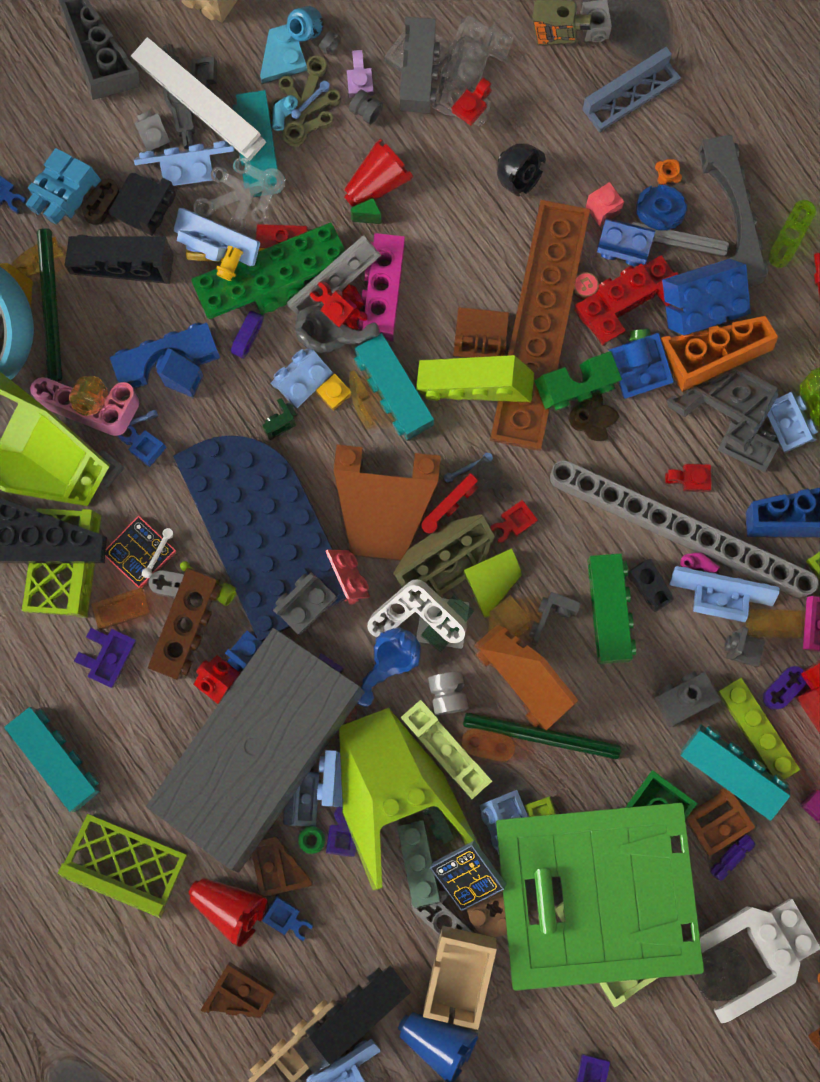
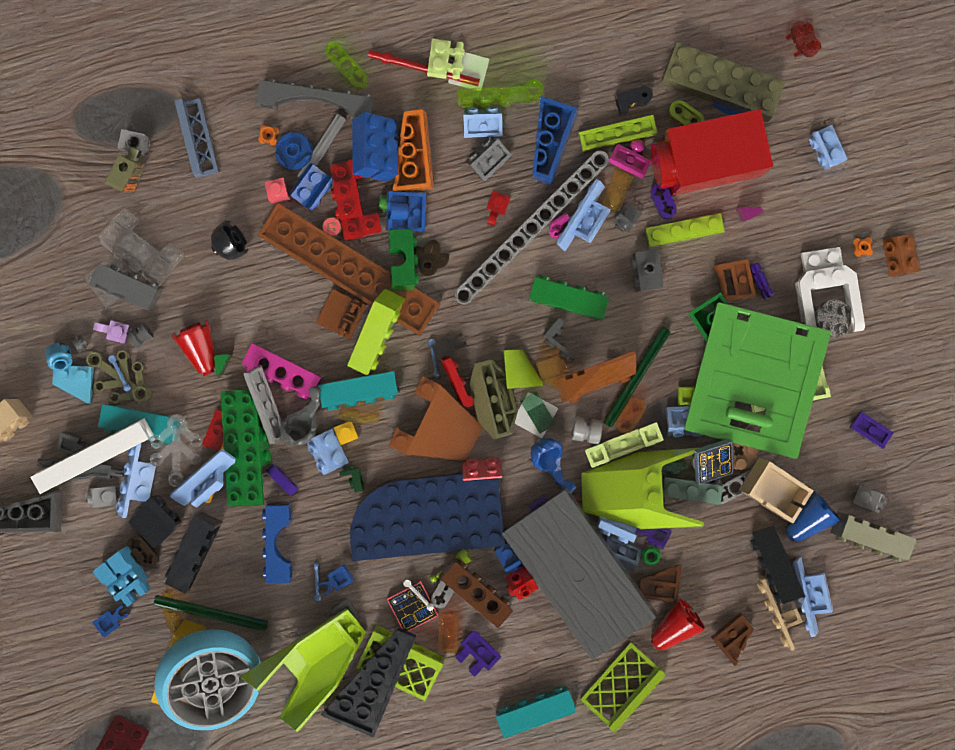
camera: 70 degrees left, 10 degrees up
(88, 395) = (292, 608): clear yellow head -> none
(112, 407) = (292, 613): bright pink beam -> none
(179, 373) = (295, 538): blue slope -> none
(229, 263) = (228, 475): yellow pin -> none
(281, 110) = (120, 396): medium azure arm -> none
(283, 916) = (694, 591): blue plate -> none
(304, 603) = (493, 506): dark grey bracket -> none
(336, 305) = (286, 410): red plate -> none
(353, 294) = (288, 401): red plate -> none
(414, 604) = (520, 431): white beam -> none
(470, 104) = (169, 259): red plate -> none
(516, 519) = (483, 339): red plate -> none
(650, 585) = (561, 264): black leg -> none
(736, 395) = (453, 152): dark grey wing -> none
(736, 772) = (707, 257): teal brick -> none

